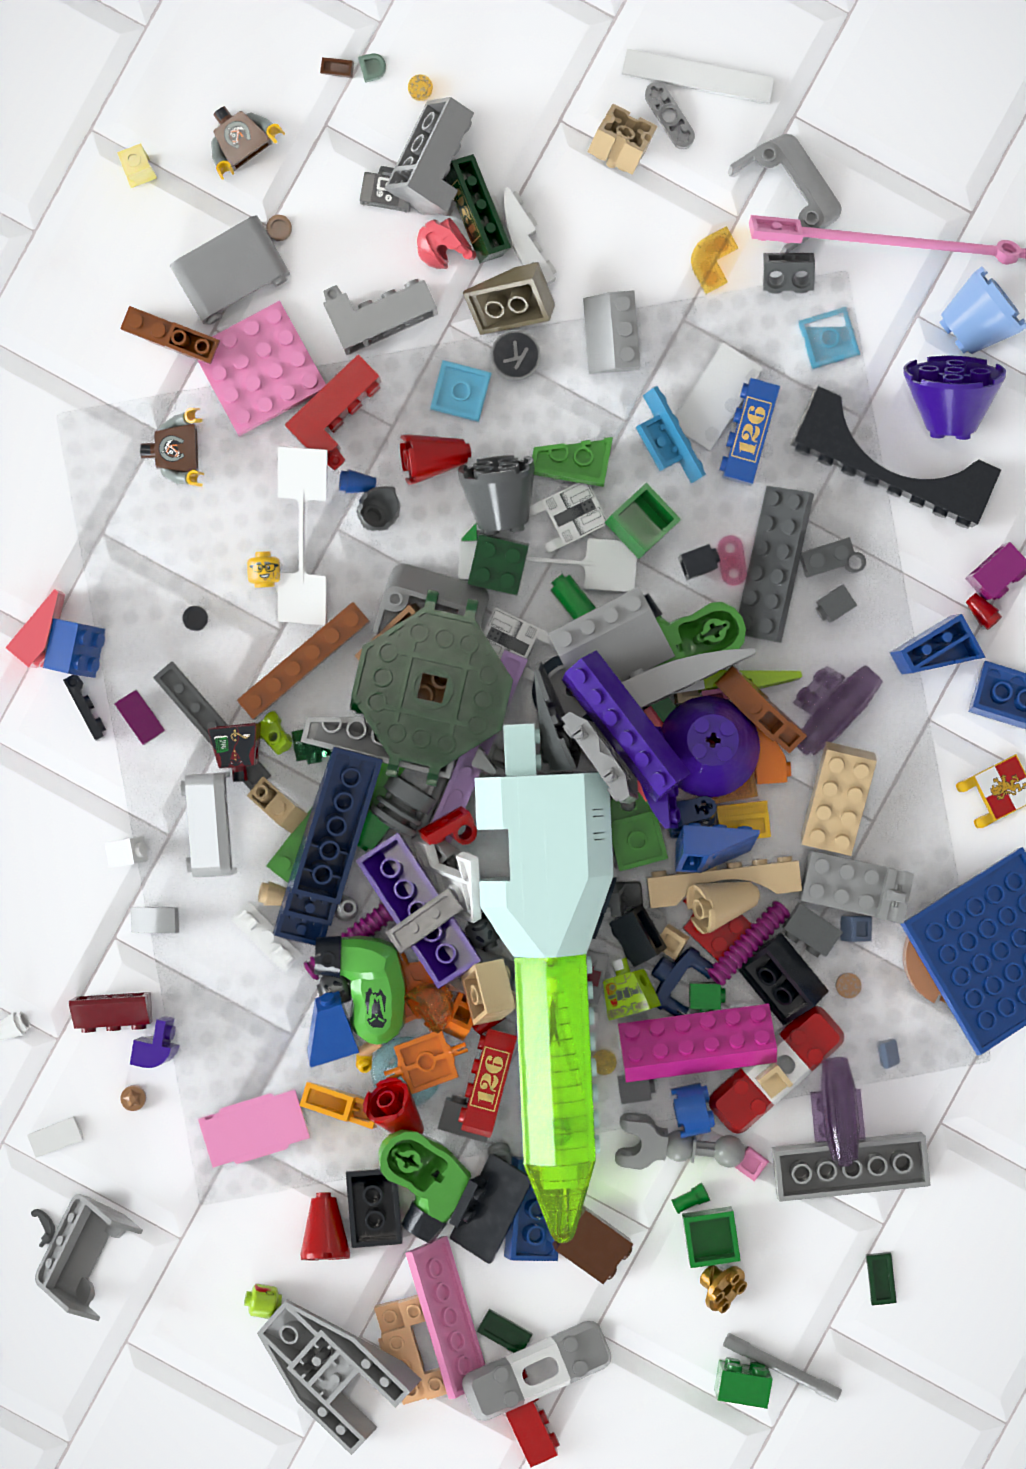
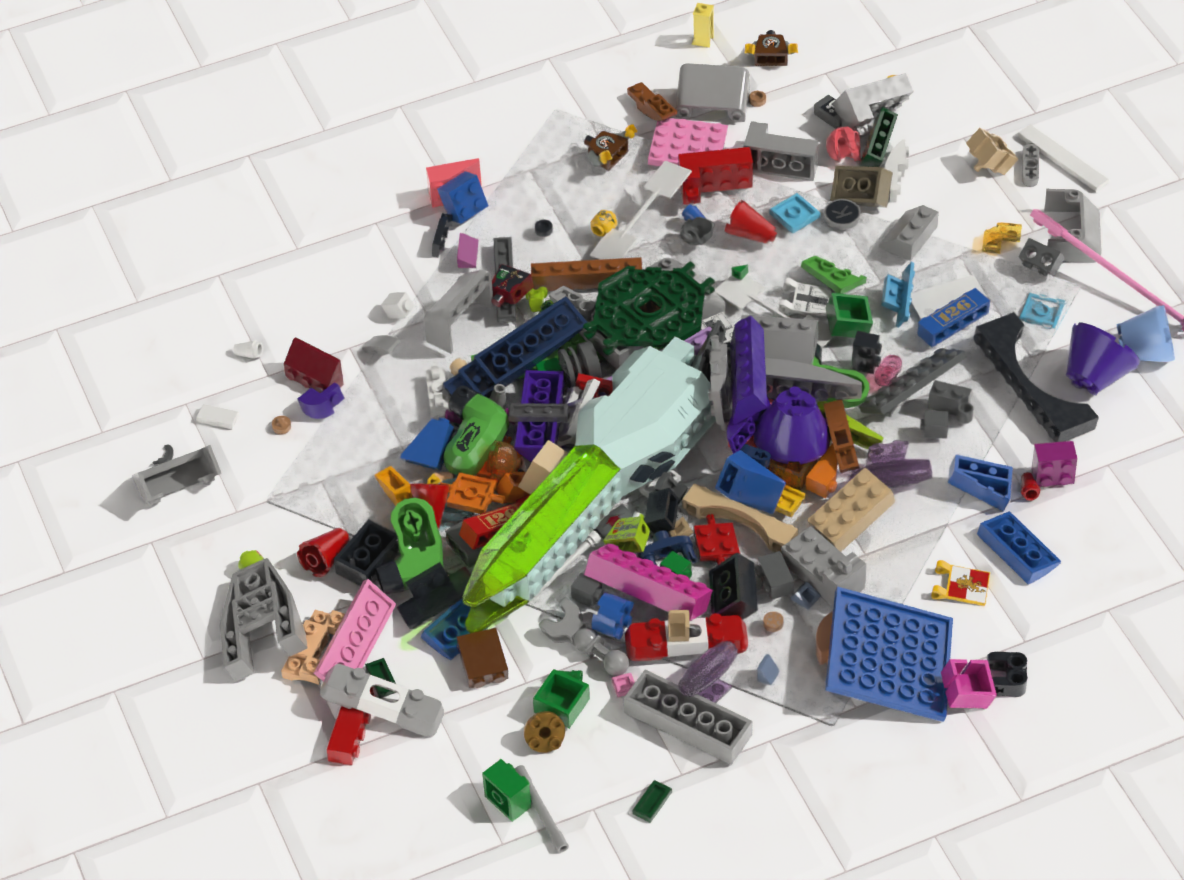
camera: 35 degrees right, 40 degrees down
(254, 1128) = (336, 472): bright pink piece -> none
(277, 805) = (504, 323): tan slope -> none
(337, 67) = (854, 53): reddish brown piece -> none
(372, 66) = (874, 62): sand green tile -> none
(498, 564) = (743, 288): dark green brick -> none
(499, 492) = (775, 254): dark grey cone -> none
(605, 1061) = (577, 567): clear yellow tile -> none
(636, 835) = (706, 464): bright green plate -> none
(720, 903) = (730, 516): tan cone -> none
(749, 943) = (722, 553): magenta piece -> none

